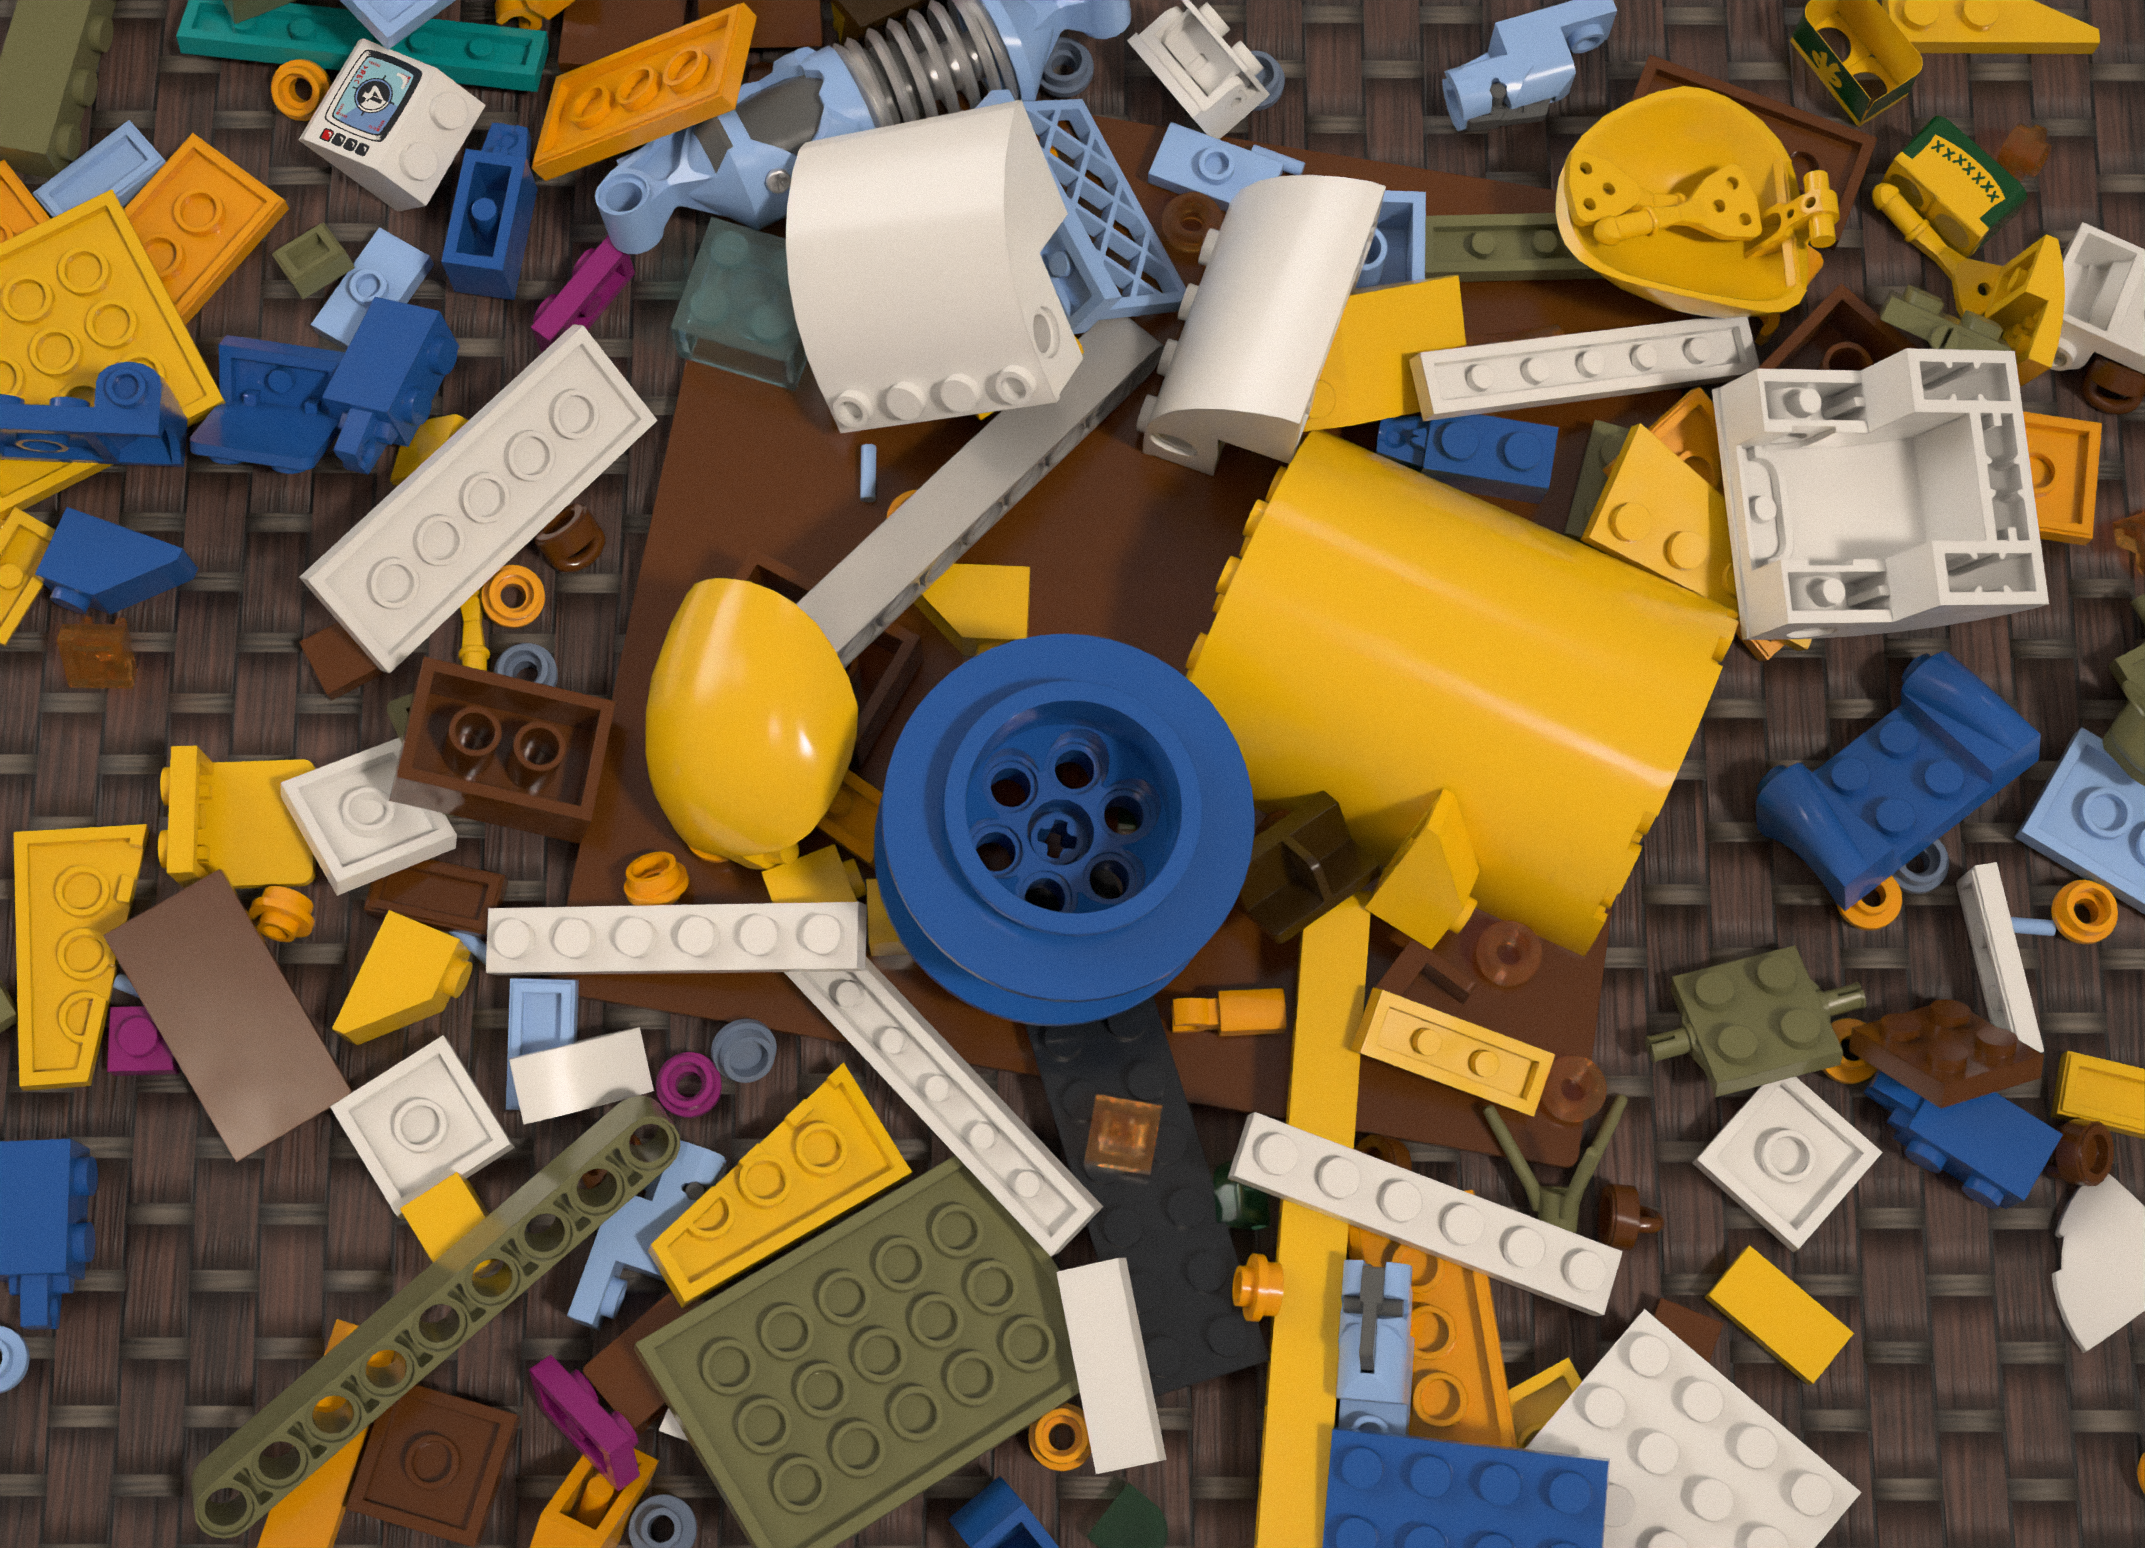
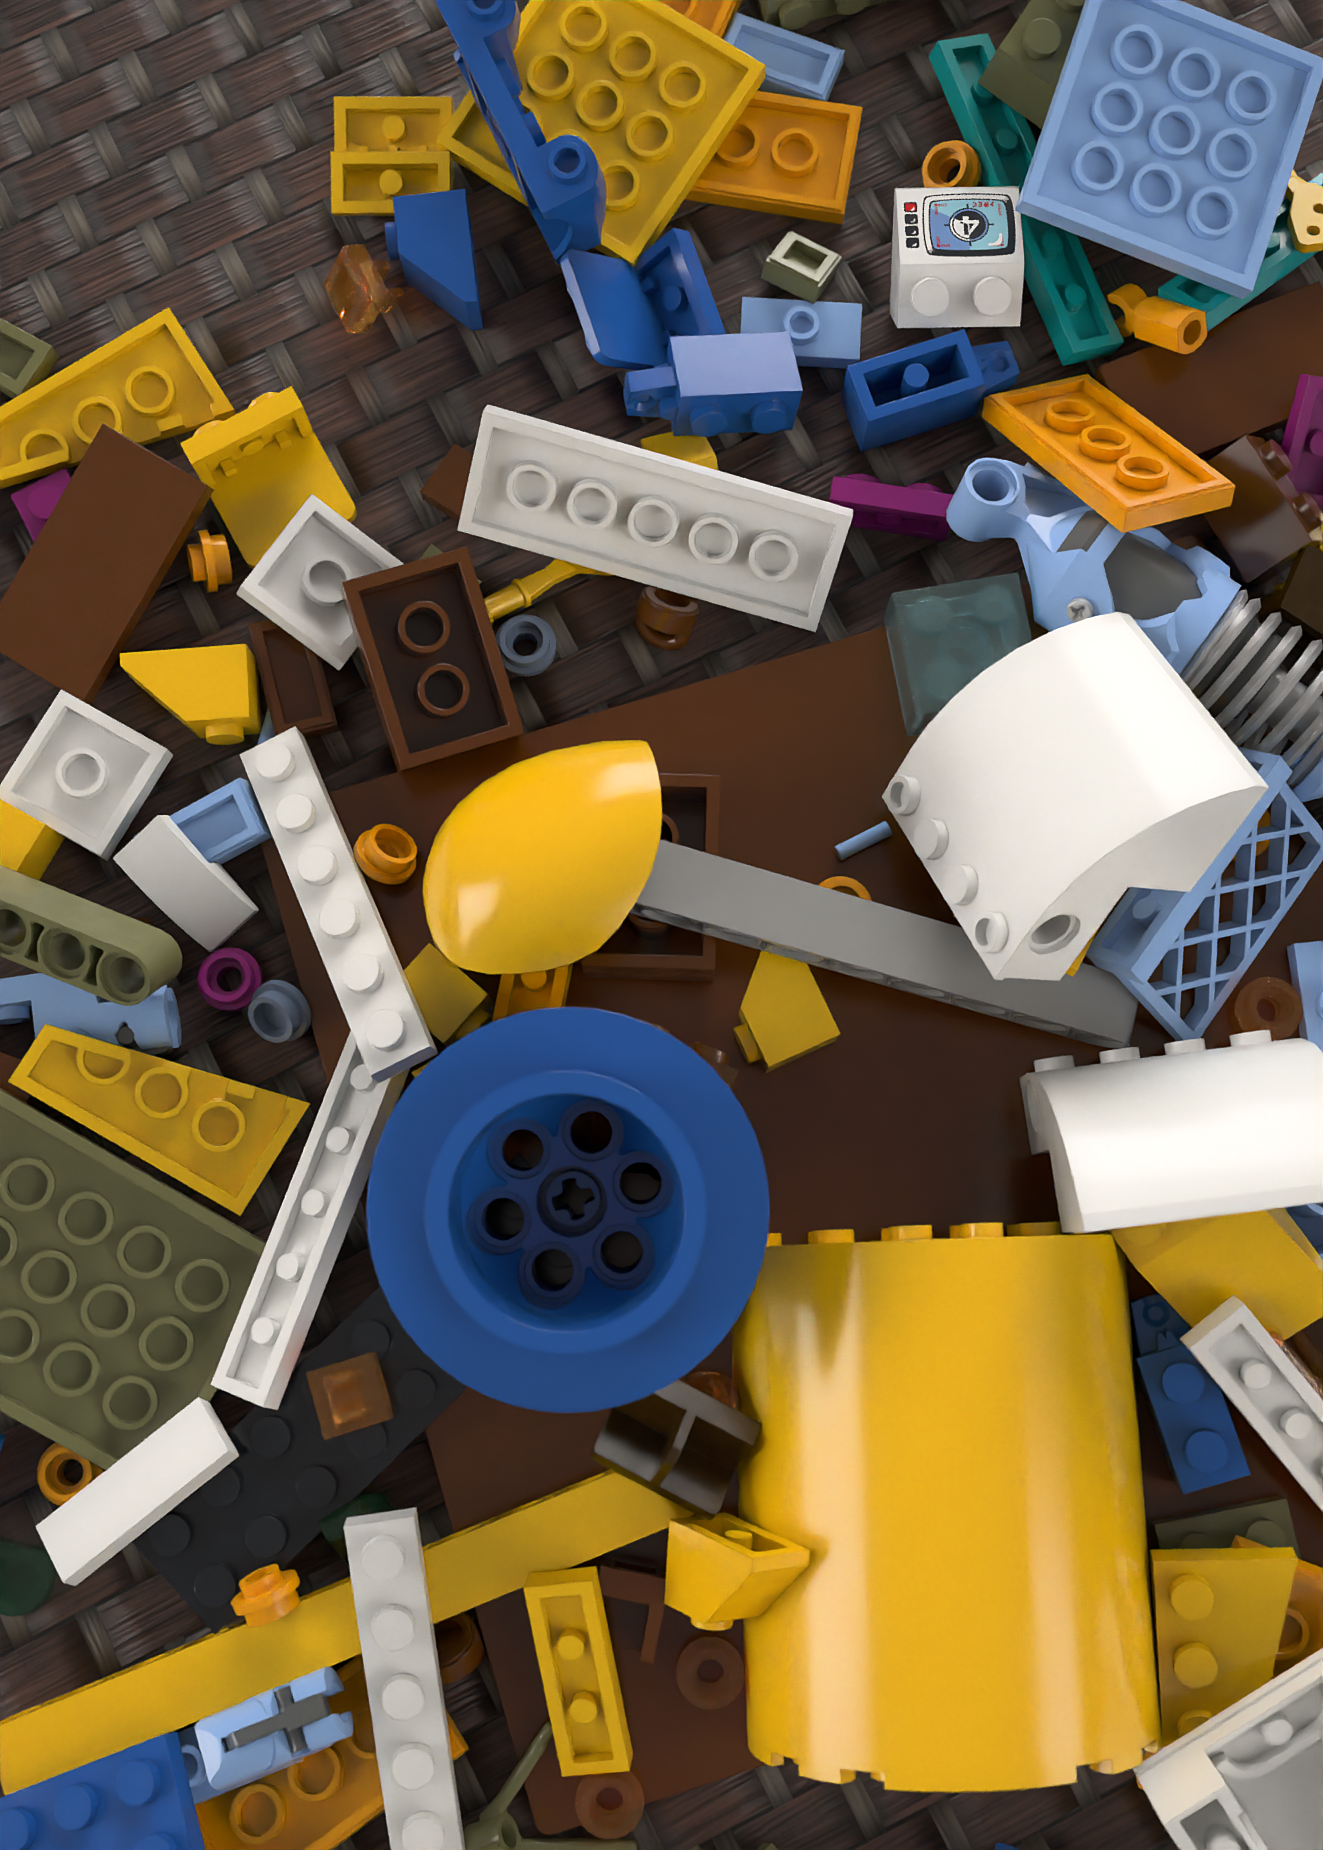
camera: 65 degrees right, 5 degrees up
(527, 583) = (569, 590): light orange plate -> none
(1232, 1013) = (525, 1445): light orange bar -> none

